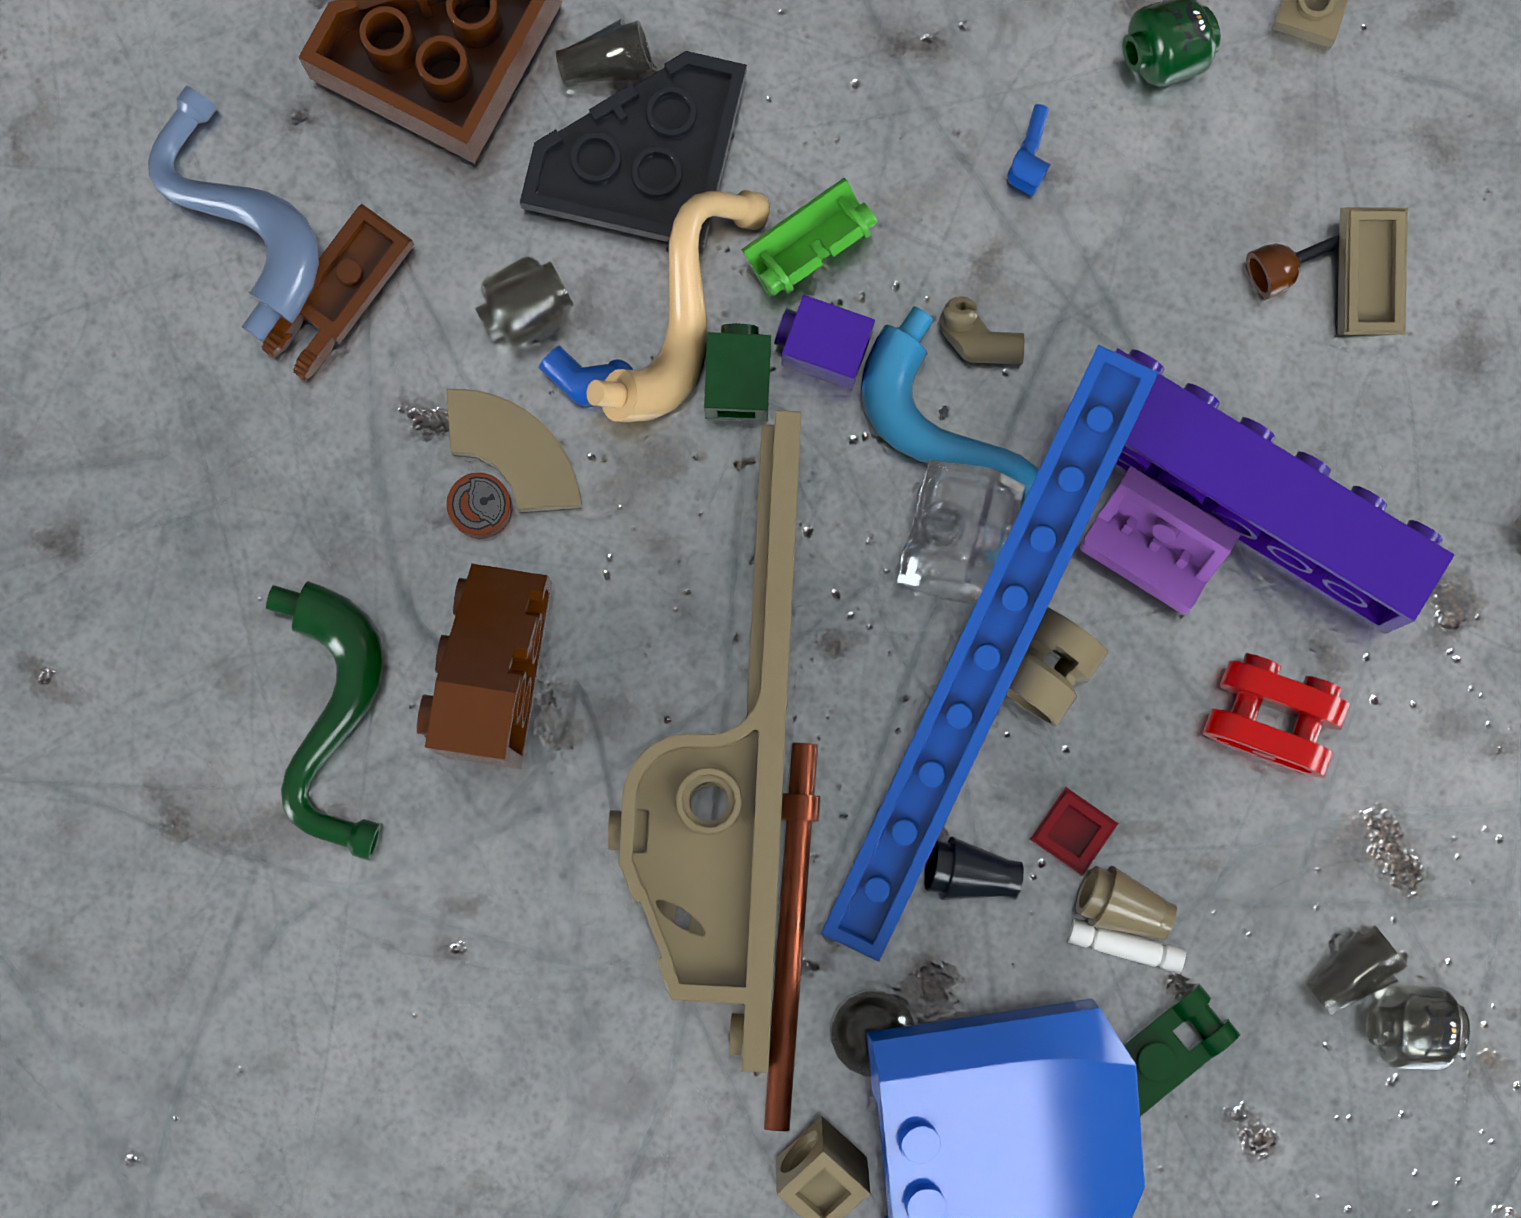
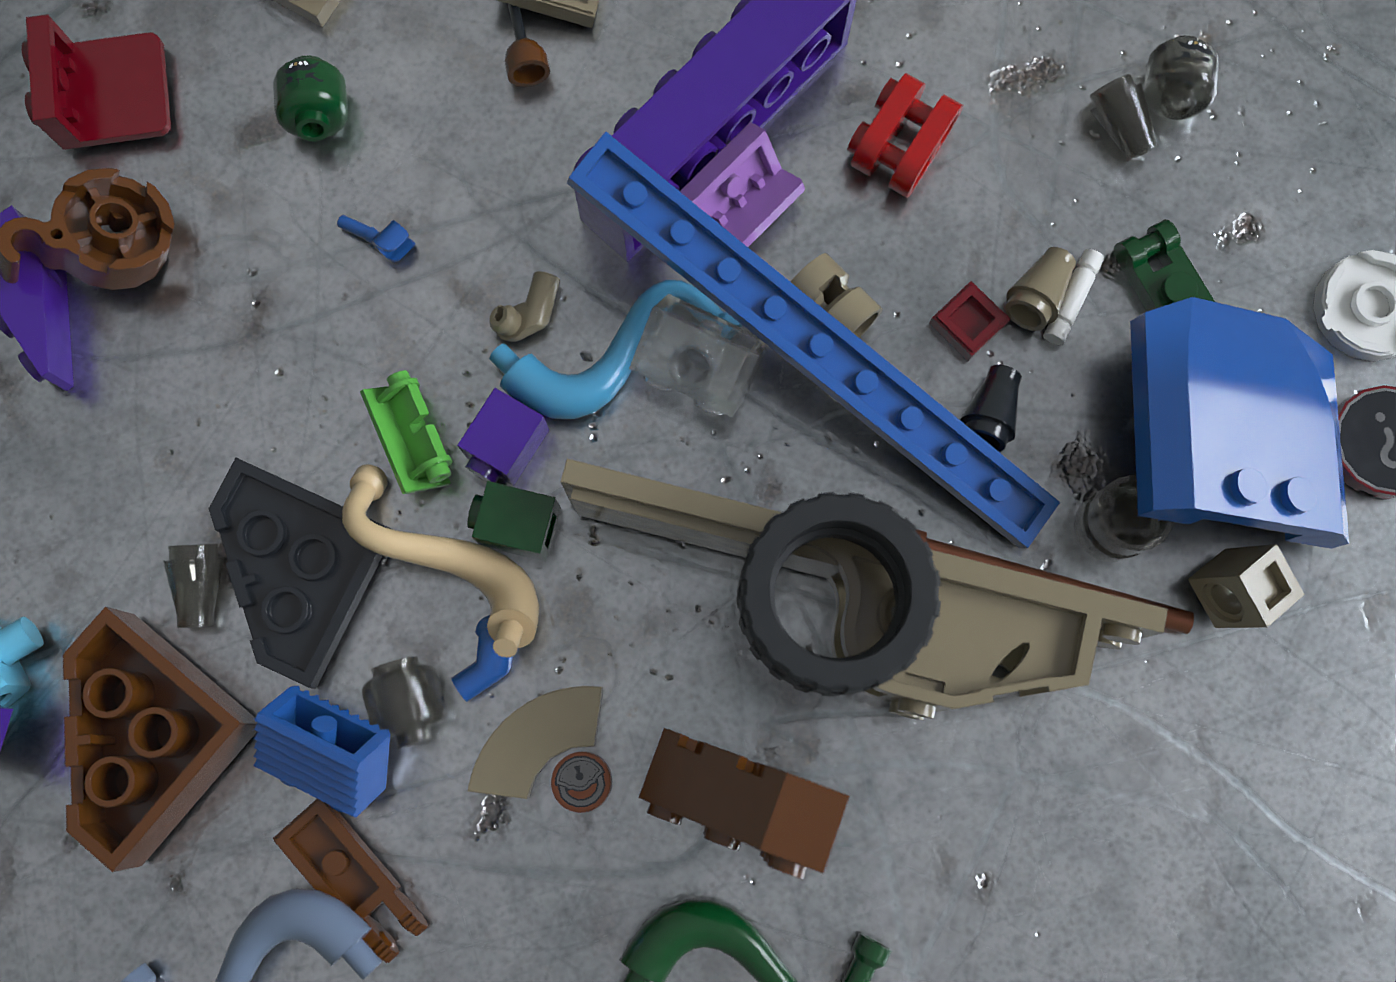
camera: 80 degrees left, 5 degrees down
(457, 232) = (322, 750): none -> blue brick
(684, 631) = (882, 534): none -> black tyre

